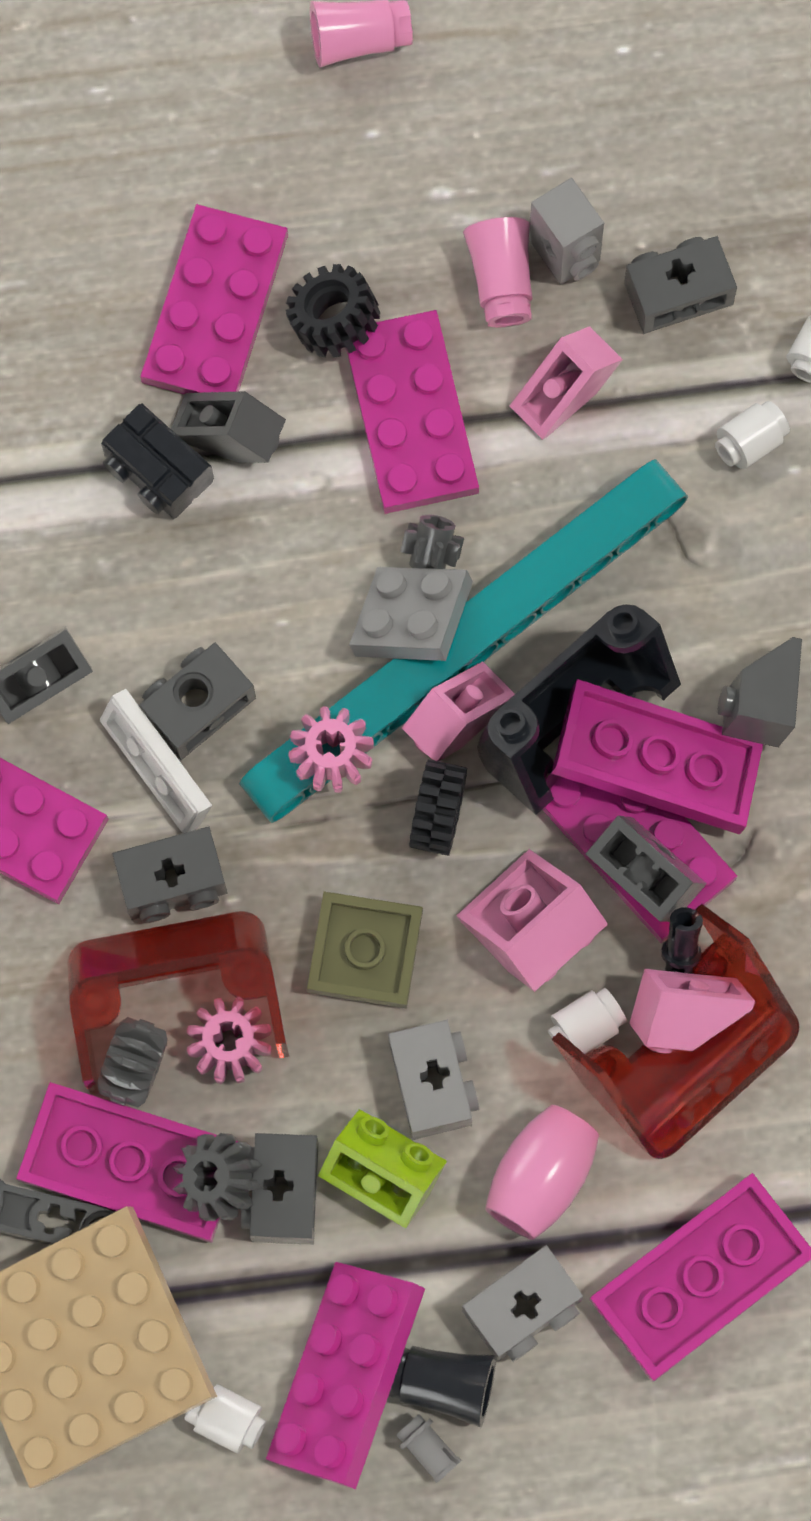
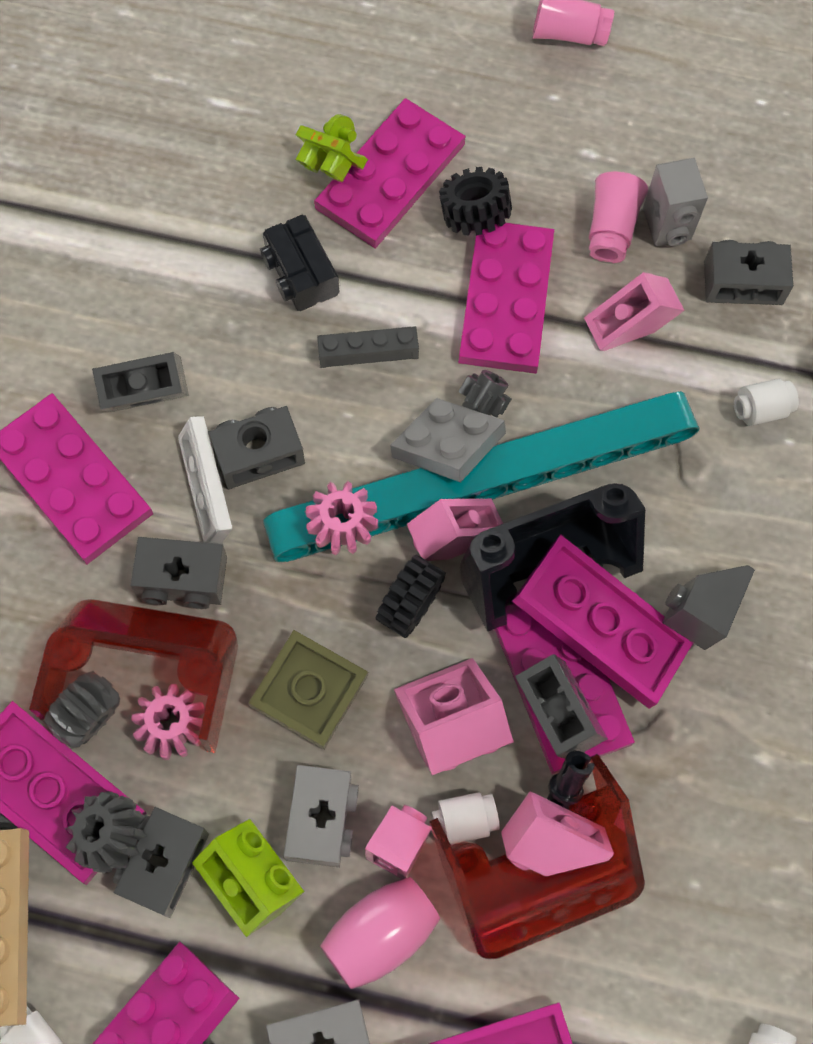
camera: 15 degrees right, 5 degrees down
(118, 310) = (331, 149): none -> lime hips
(229, 425) = (366, 256): dark grey slope -> none
(274, 534) = (368, 346): none -> dark grey piece
(525, 1073) = (398, 841): none -> bright pink slope

